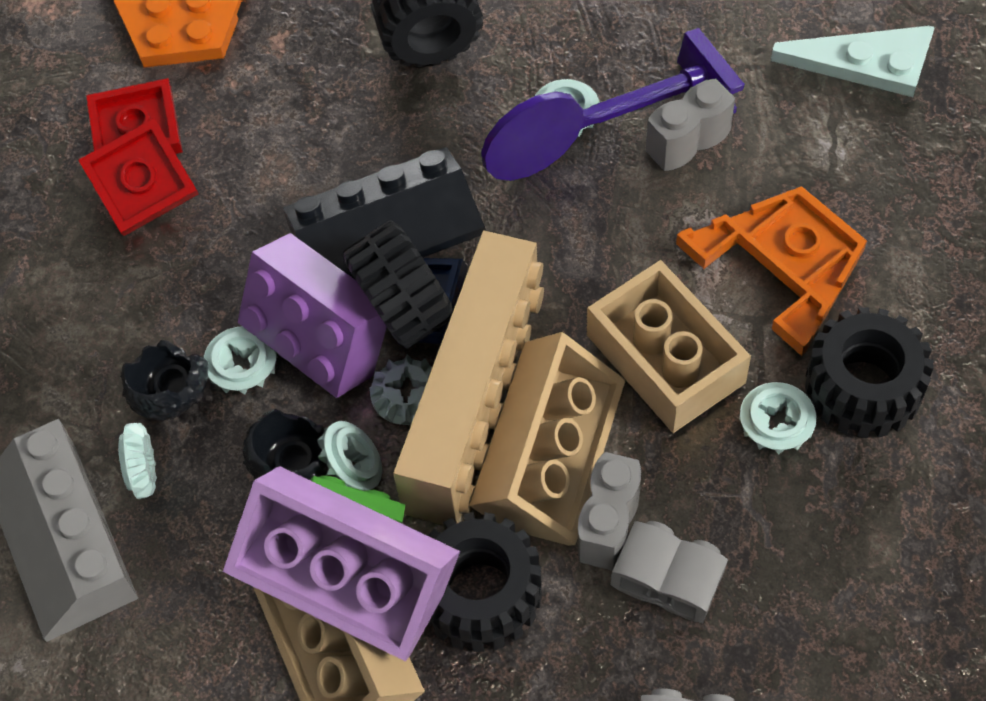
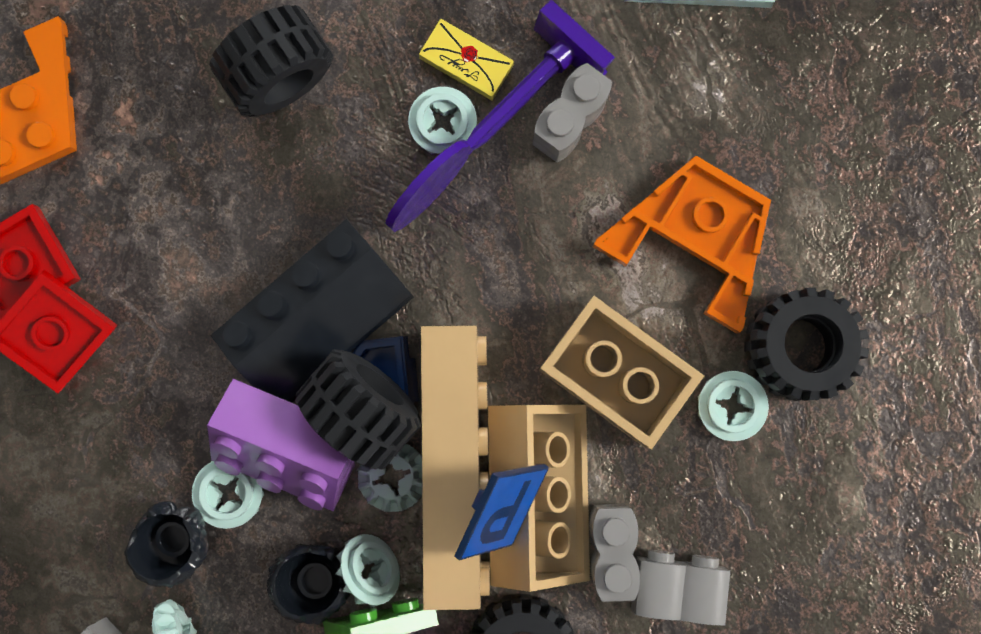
camera: 20 degrees left, 25 degrees up
(504, 394) = (501, 510): none -> piece
(604, 66) = (466, 59): none -> light yellow tile

